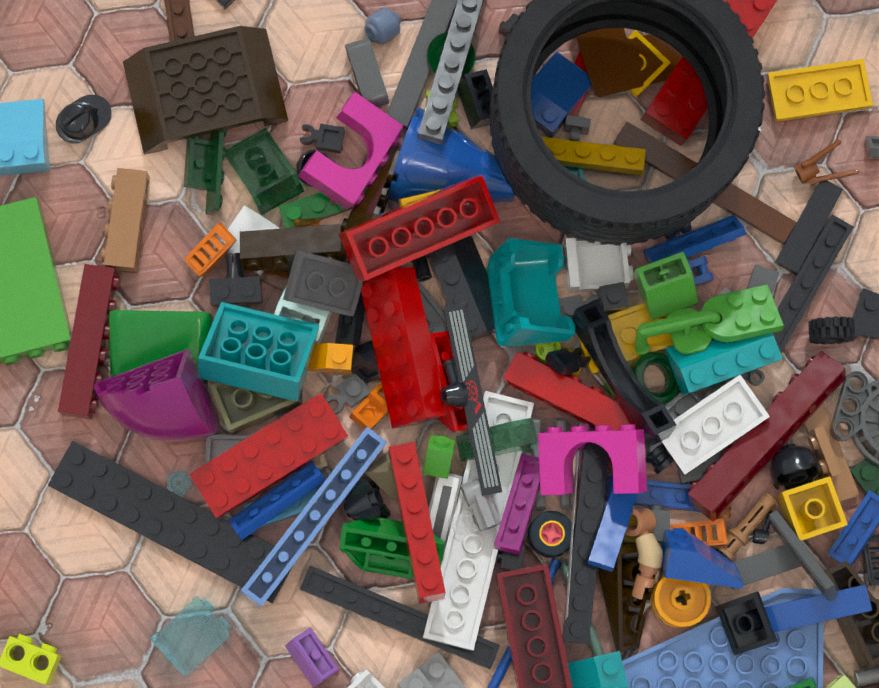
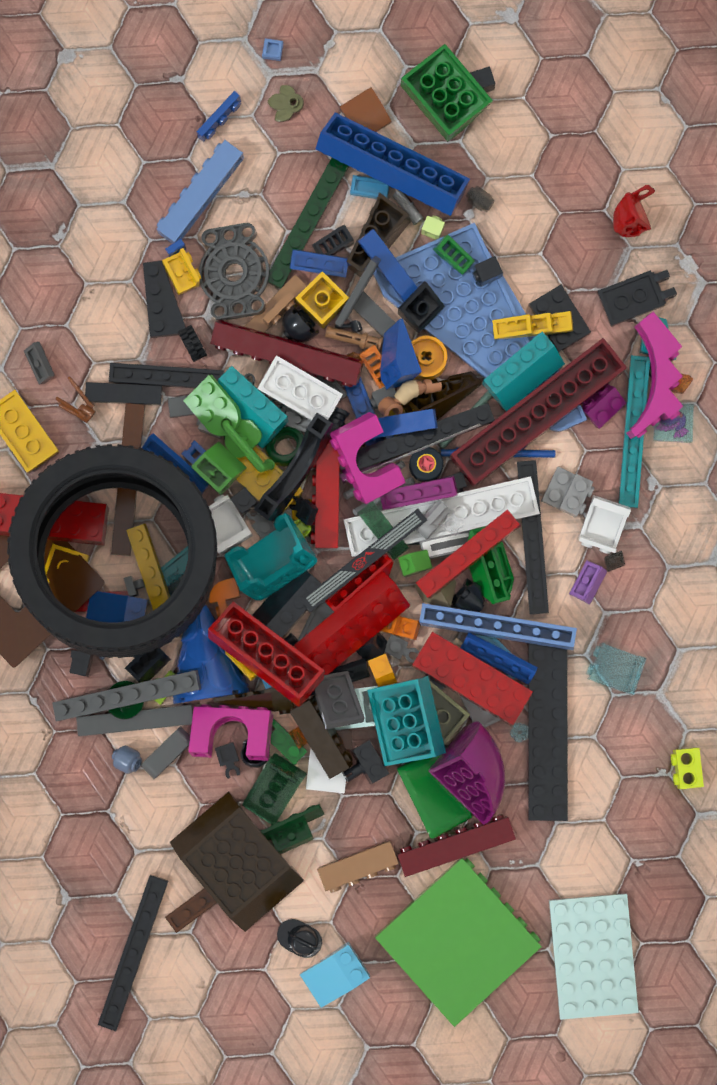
camera: 110 degrees left, 5 degrees up
(199, 261) = (360, 800): orange slope -> none
(456, 392) = (367, 572): black bar -> none
(517, 220) = (222, 592): none -> orange brick

